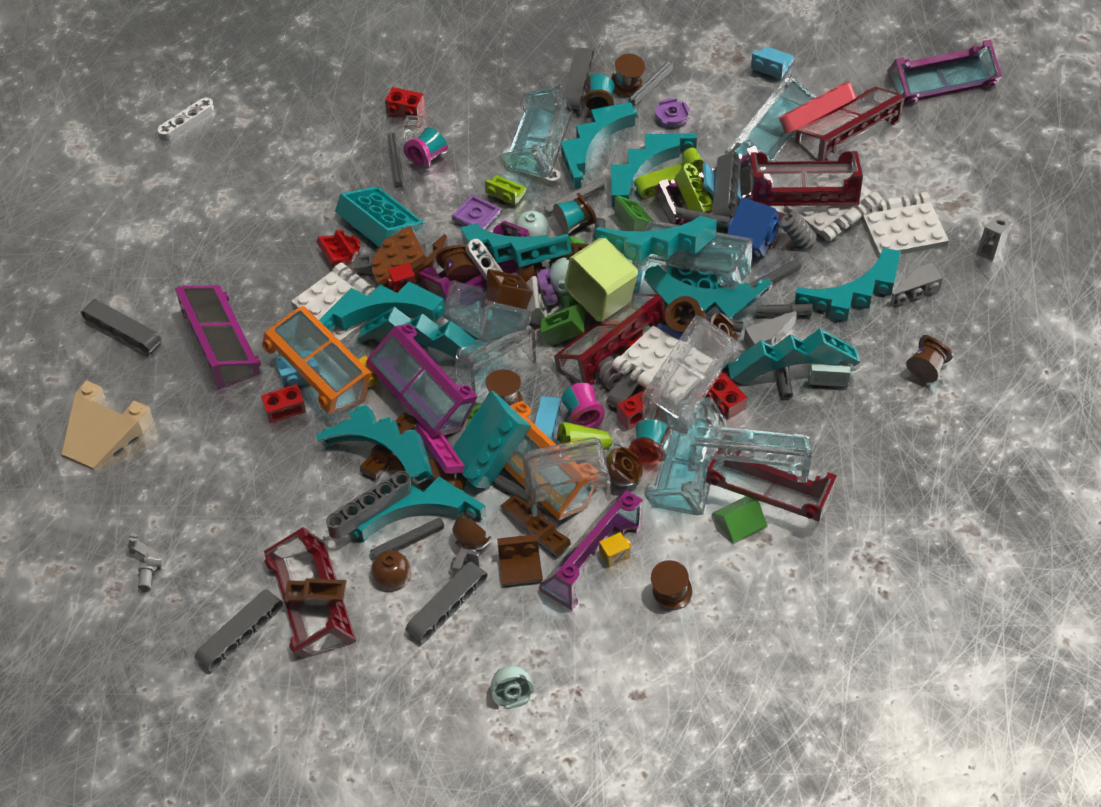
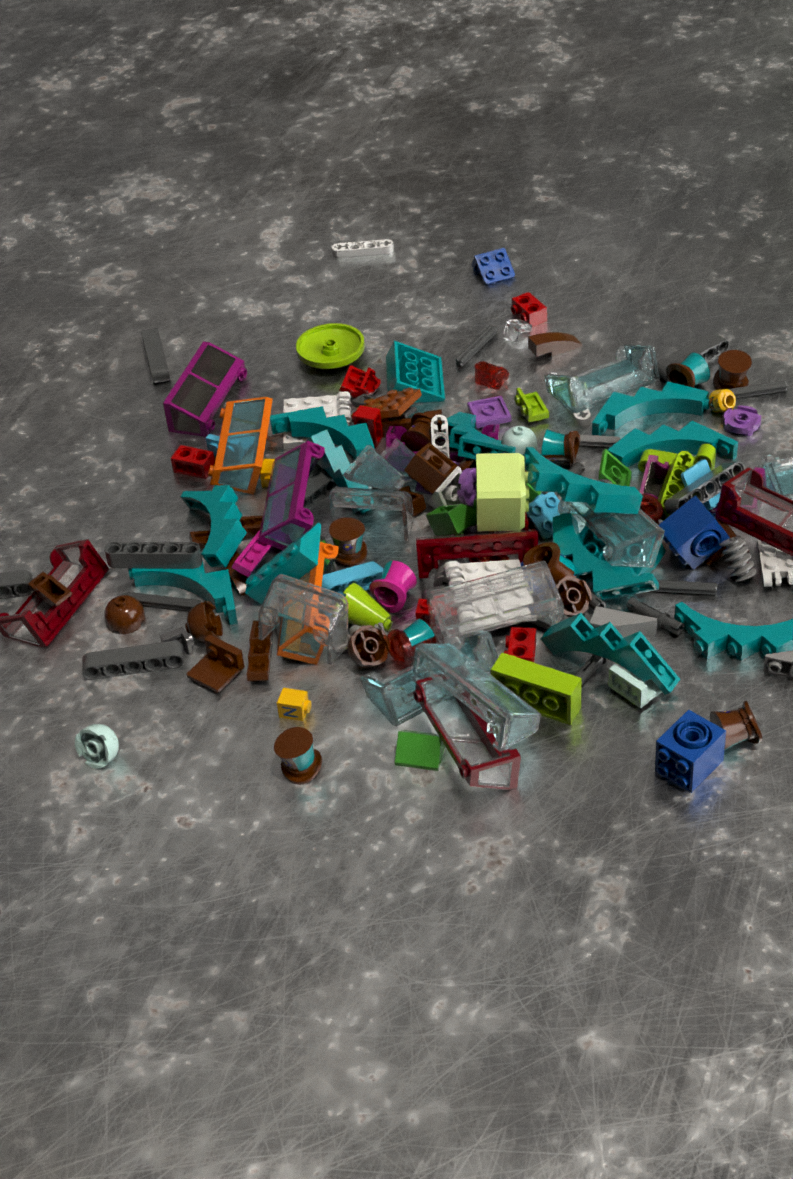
camera: 45 degrees right, 10 degrees down
(98, 431) = (62, 409): tan wedge -> none
(277, 228) = (330, 346): none -> lime dish
(328, 76) = (493, 266): none -> blue bracket
(425, 147) = (502, 345): dark pink hat -> none
(439, 181) = (487, 375): none -> clear red piece
(459, 124) = (552, 343): none -> reddish brown slope
(619, 515) = (265, 686): magenta windscreen -> none
(644, 104) = (721, 400): none -> yellow head
(690, 215) = (657, 502): dark grey pin -> none
(784, 414) = (543, 688): none -> lime brick
(922, 396) = (690, 750): none -> blue brick

